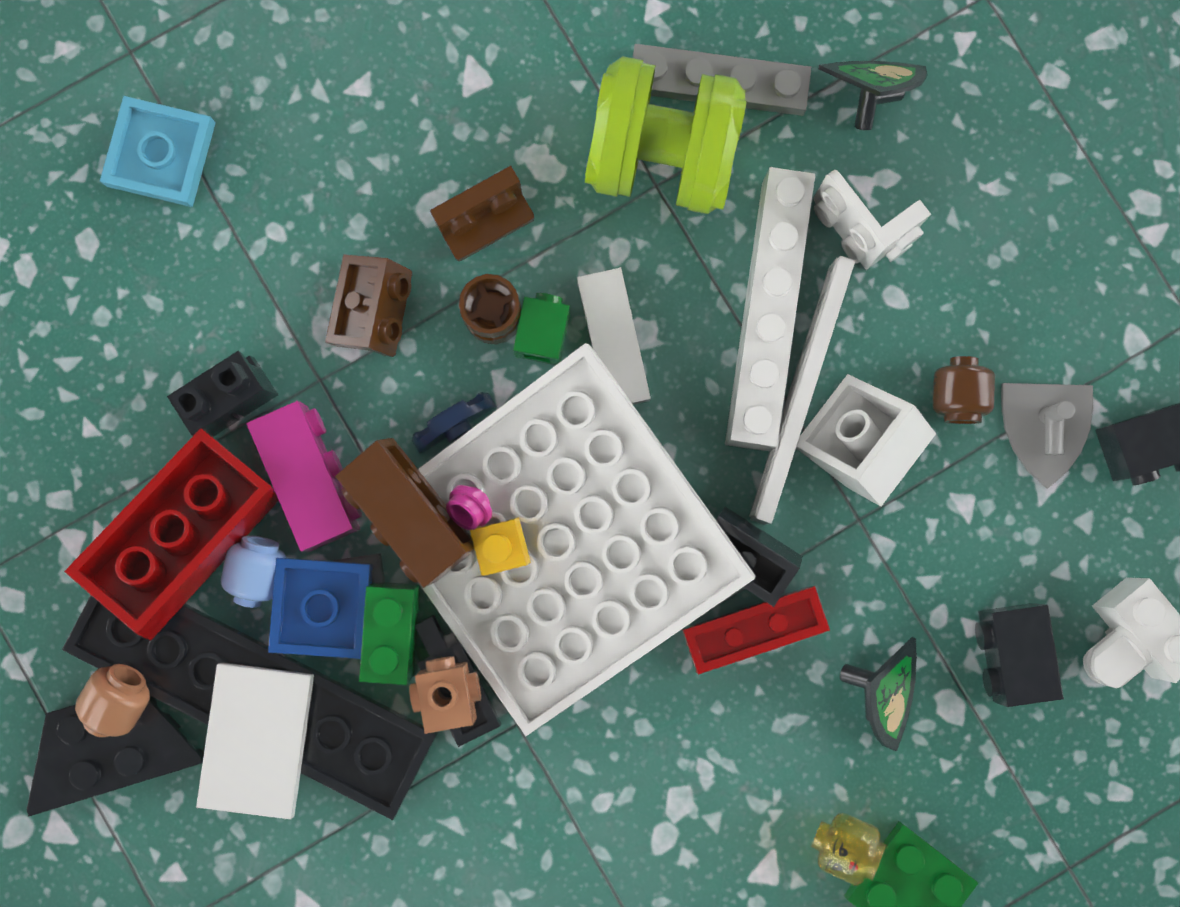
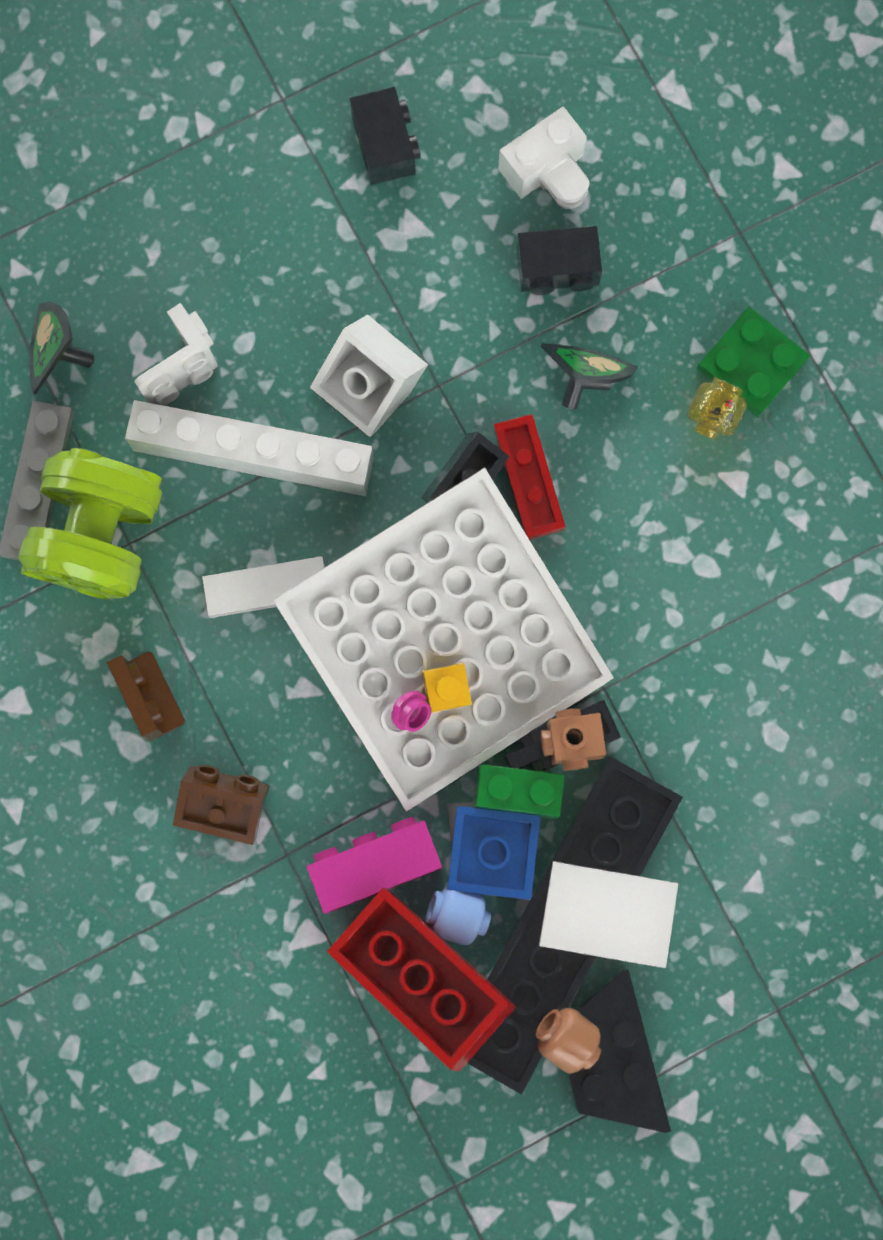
camera: 85 degrees left, 5 degrees down
(157, 151) = (61, 997): medium azure plate -> none
(221, 393) = (296, 939): black hips -> none
(405, 512) = (413, 769): reddish brown brick -> none
(452, 422) = (334, 732): dark blue plate -> none
(490, 308) = (233, 690): reddish brown wheel -> none
(542, 329) = (254, 647): green brick -> none
(802, 390) = (321, 424): white tile -> none
(963, 391) = (331, 289): reddish brown head -> none
(1047, 425) = (365, 224): light grey shield -> none

